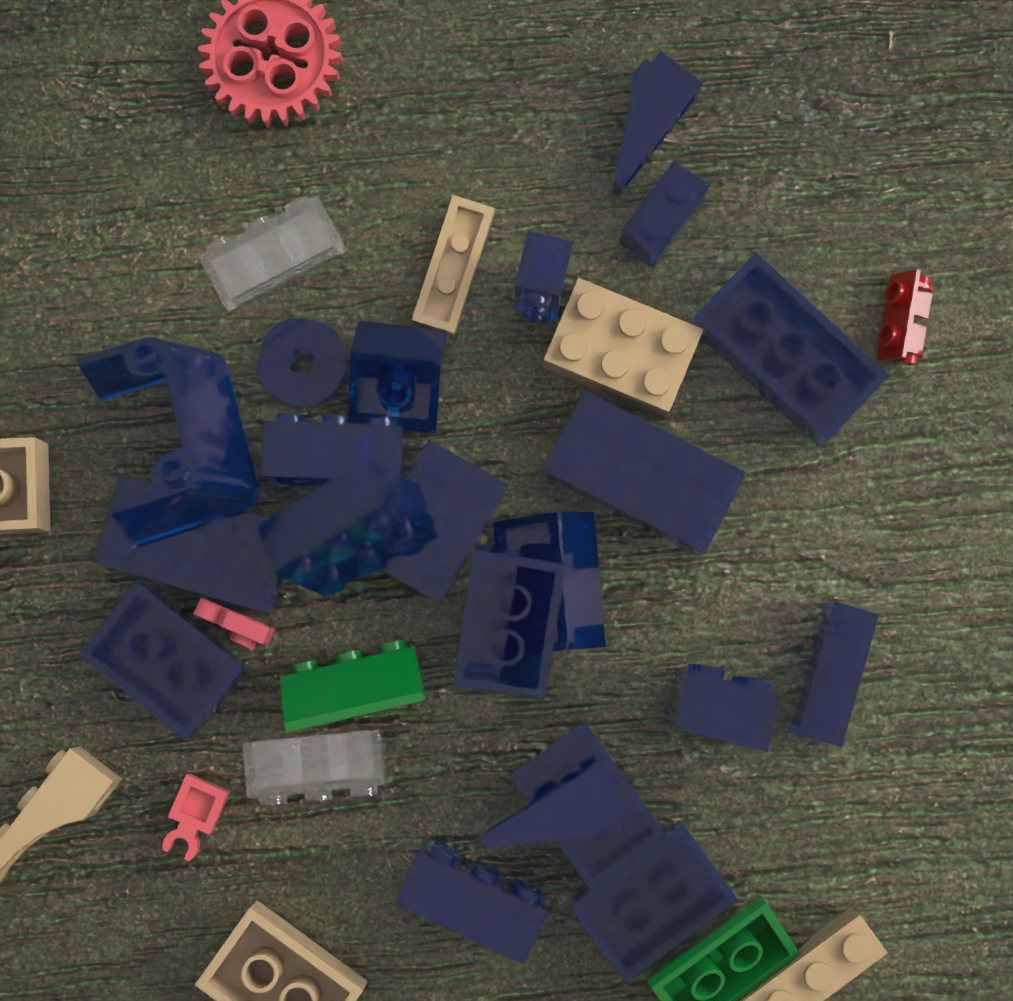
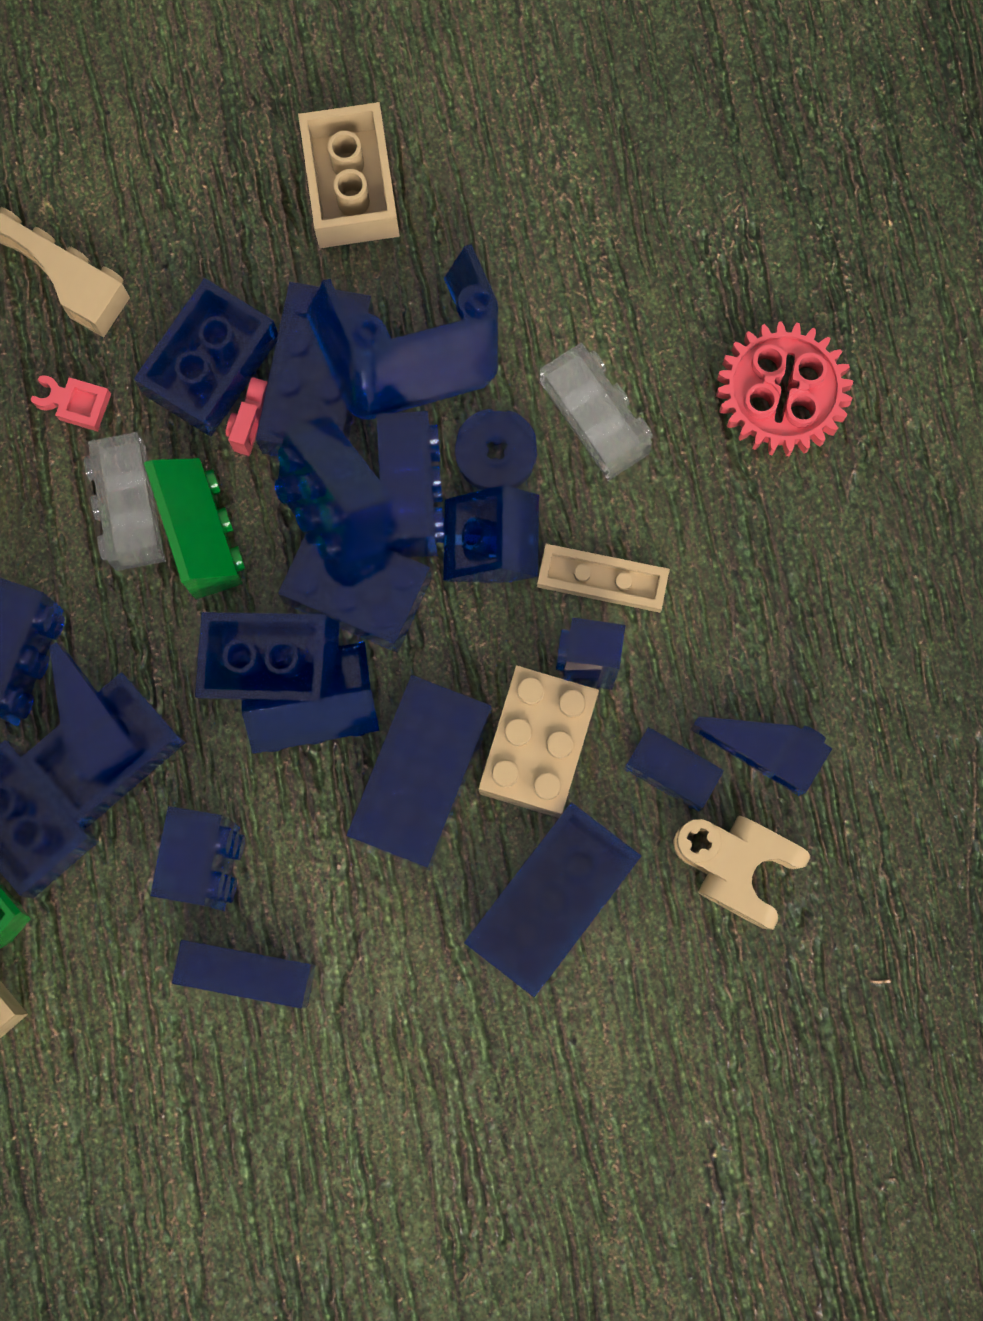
camera: 85 degrees right, 5 degrees down
(763, 166) = (732, 861): none -> tan piece
(905, 297) = (620, 1015): red hinge -> none

